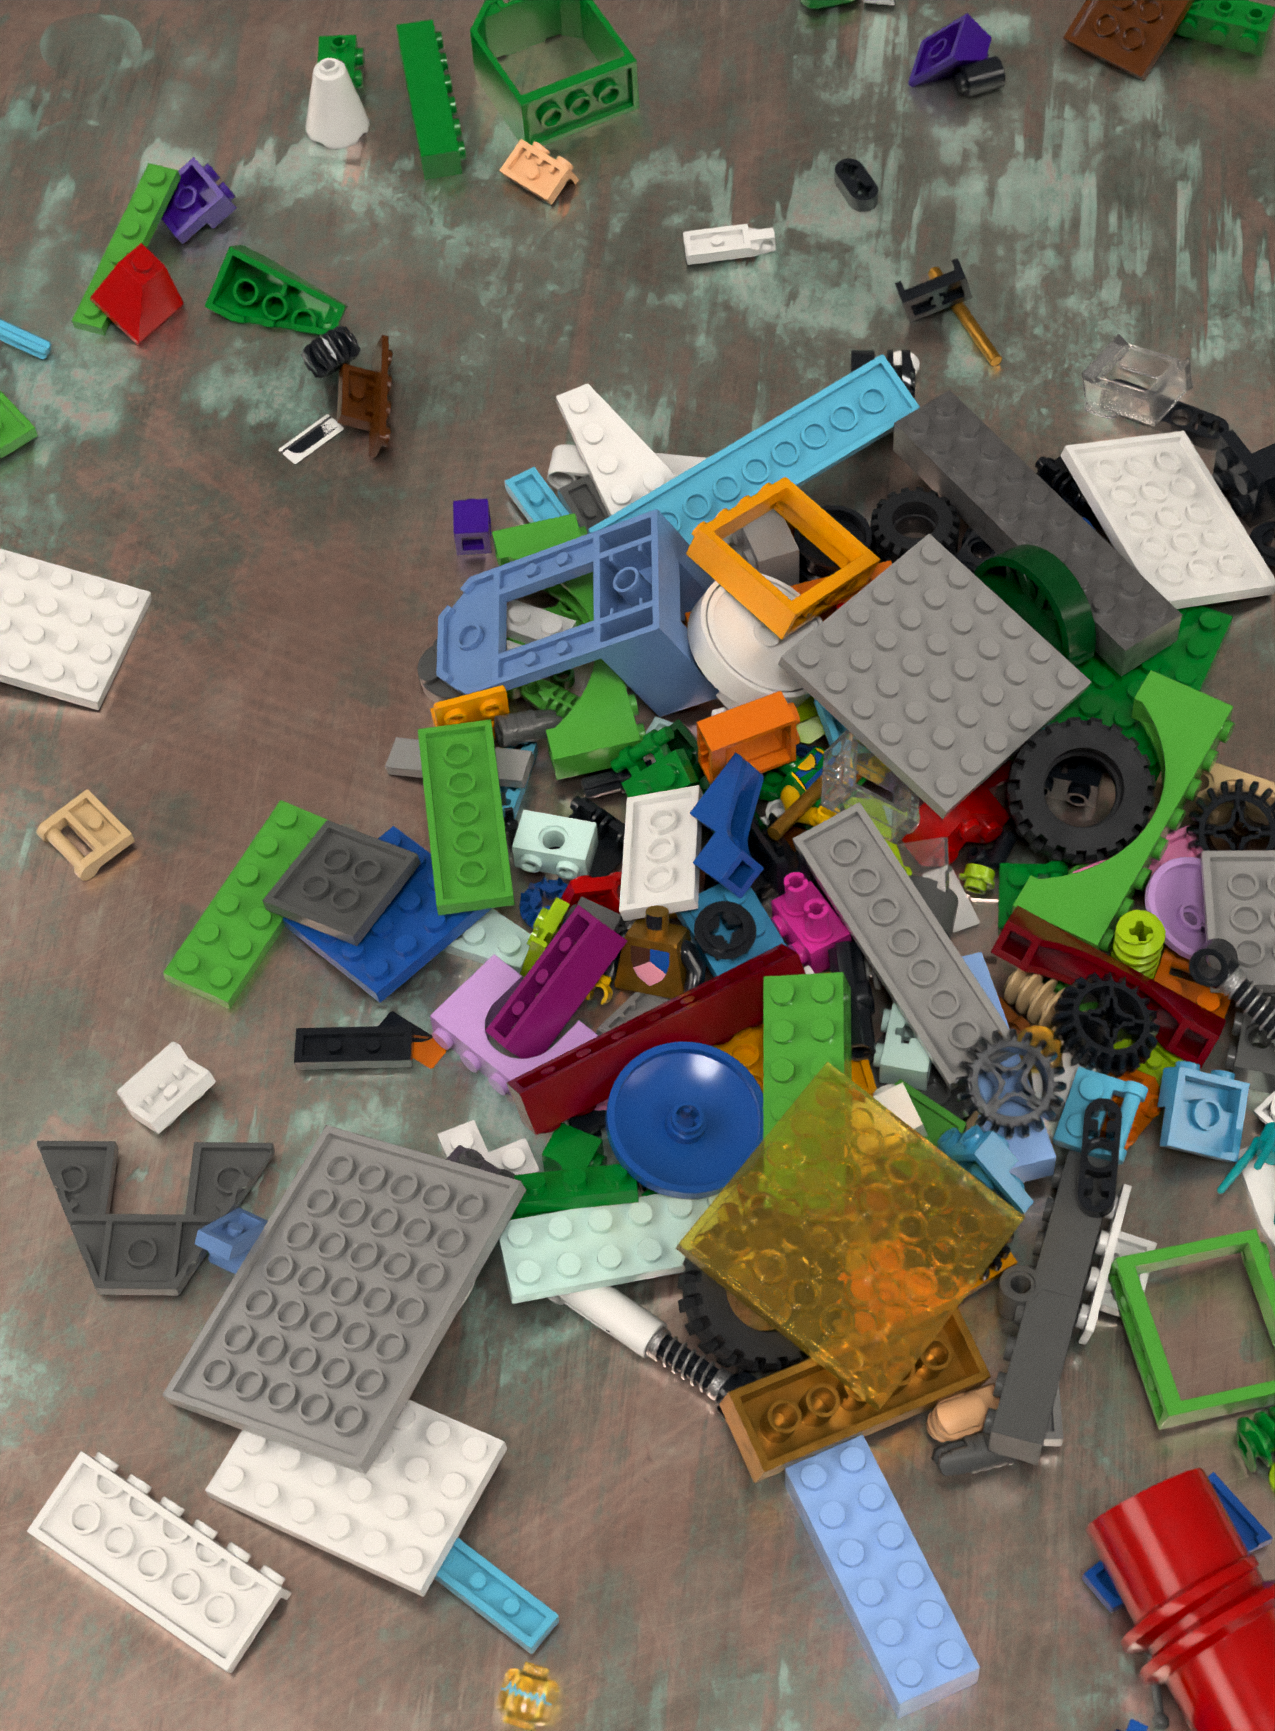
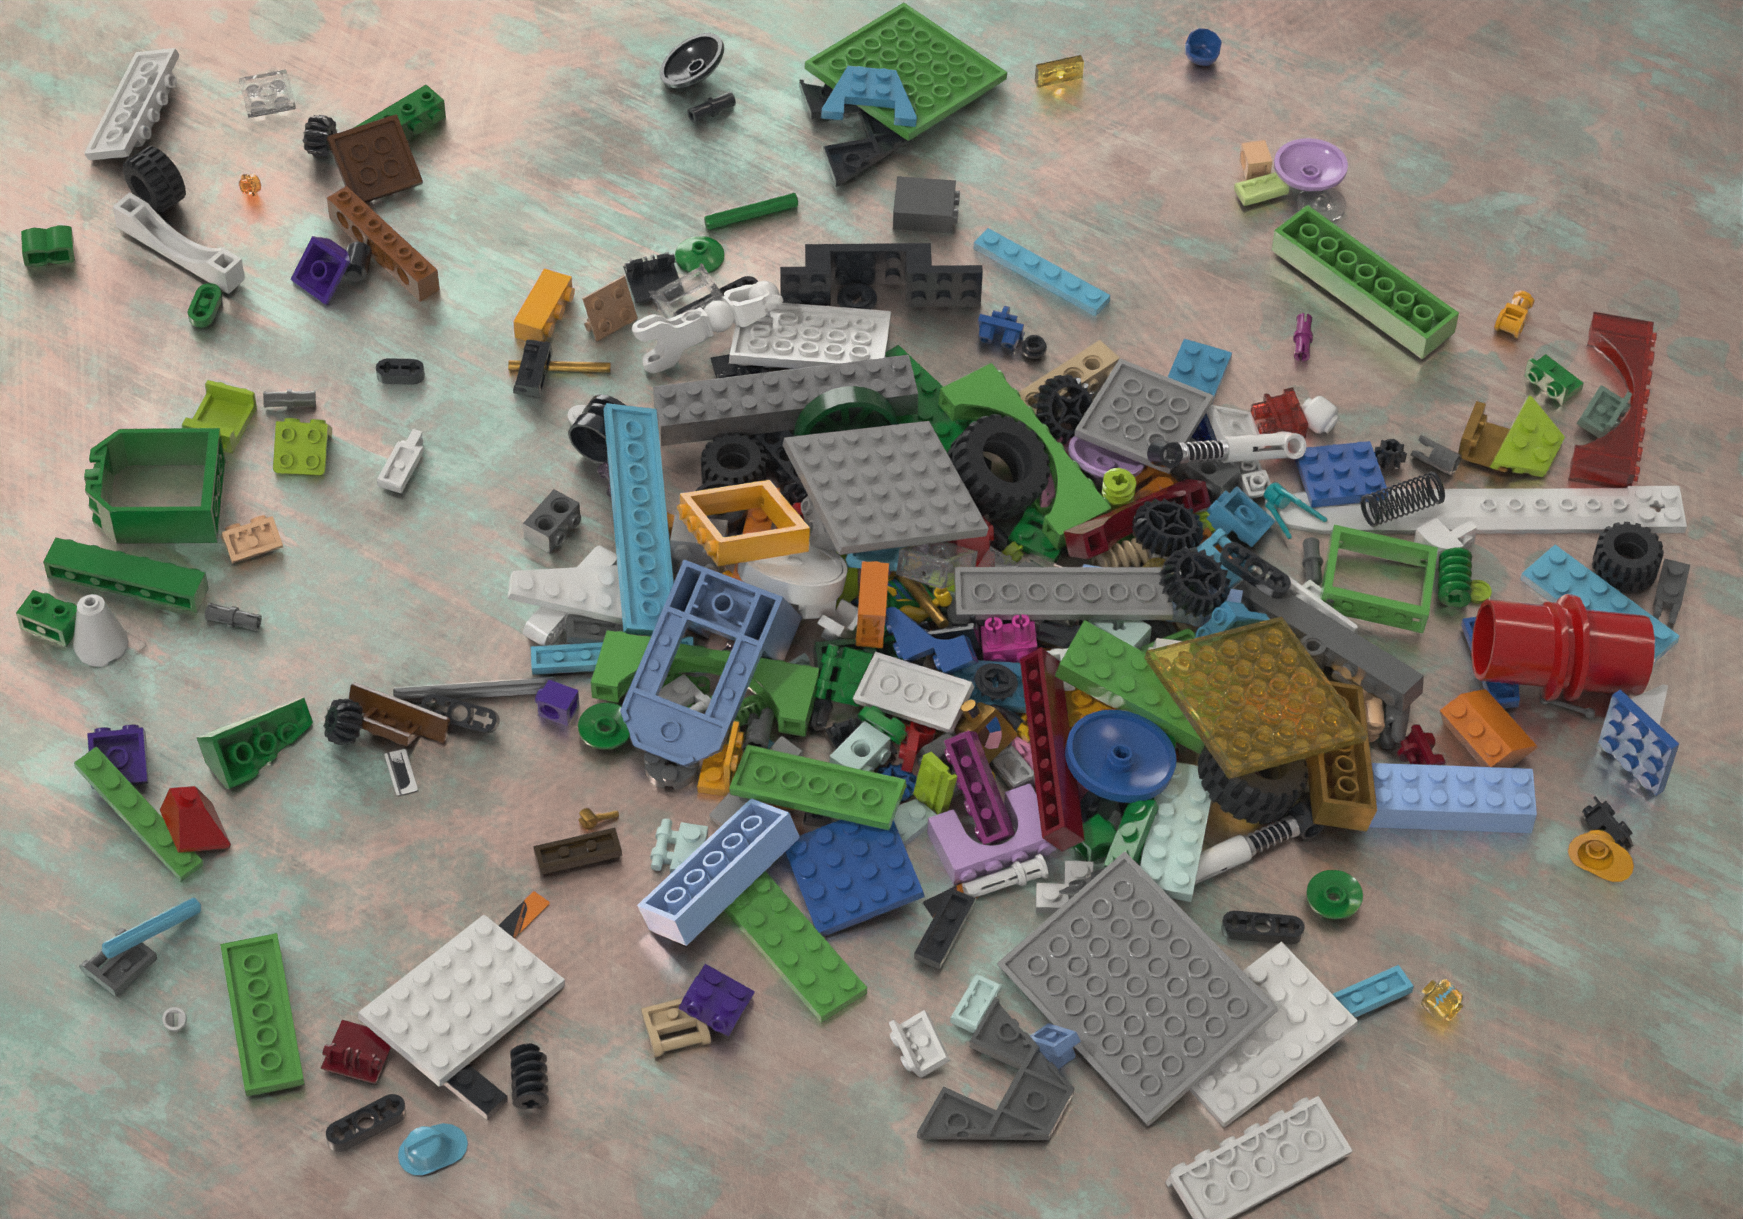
camera: 70 degrees left, 5 degrees down
(129, 854) = (716, 1000): none -> dark purple plate
(177, 631) = (524, 914): none -> sticker
(260, 1126) = (975, 1003): none -> light aqua plate
(279, 637) = (577, 851): none -> dark brown plate
(302, 775) = (718, 871): none -> light blue brick
(332, 630) = (590, 820): none -> pearl gold hand
(341, 740) = (687, 841): none -> light aqua plate
(341, 882) = (823, 879): dark grey plate -> none
(417, 458) = (481, 711): none -> black beam
(429, 207) = (233, 616): none -> dark grey pin
(452, 448) = (473, 689): none -> dark grey axle
(452, 574) = (599, 718): none -> green dish
(475, 1093) = (1017, 874): none -> white pin
(564, 1439) = (1253, 934): none -> black beam
(597, 842) = (892, 728): none -> green plate
(629, 1467) = (1334, 885): none -> green dish
(687, 74) = (226, 409): none -> lime panel
(689, 149) = (301, 447): none -> lime bracket
(726, 406) = (552, 521): none -> dark grey brick
(750, 113) = (289, 399): none -> dark grey pin
(956, 1495) = (1418, 748): none -> dark red hips
(1020, 85) = (387, 246): none -> dark orange brick
(1024, 1582) = (1486, 730): none -> orange slope
(1035, 259) = (544, 306): none -> light orange brick
(1067, 386) = (674, 335): none -> white piece
(1069, 313) = (609, 308): none -> medium nougat hinge
(1162, 331) = (650, 275): none -> black hinge
(1212, 1227) = (1312, 560): none -> dark grey axle
(1233, 367) = (699, 250): none -> green dish

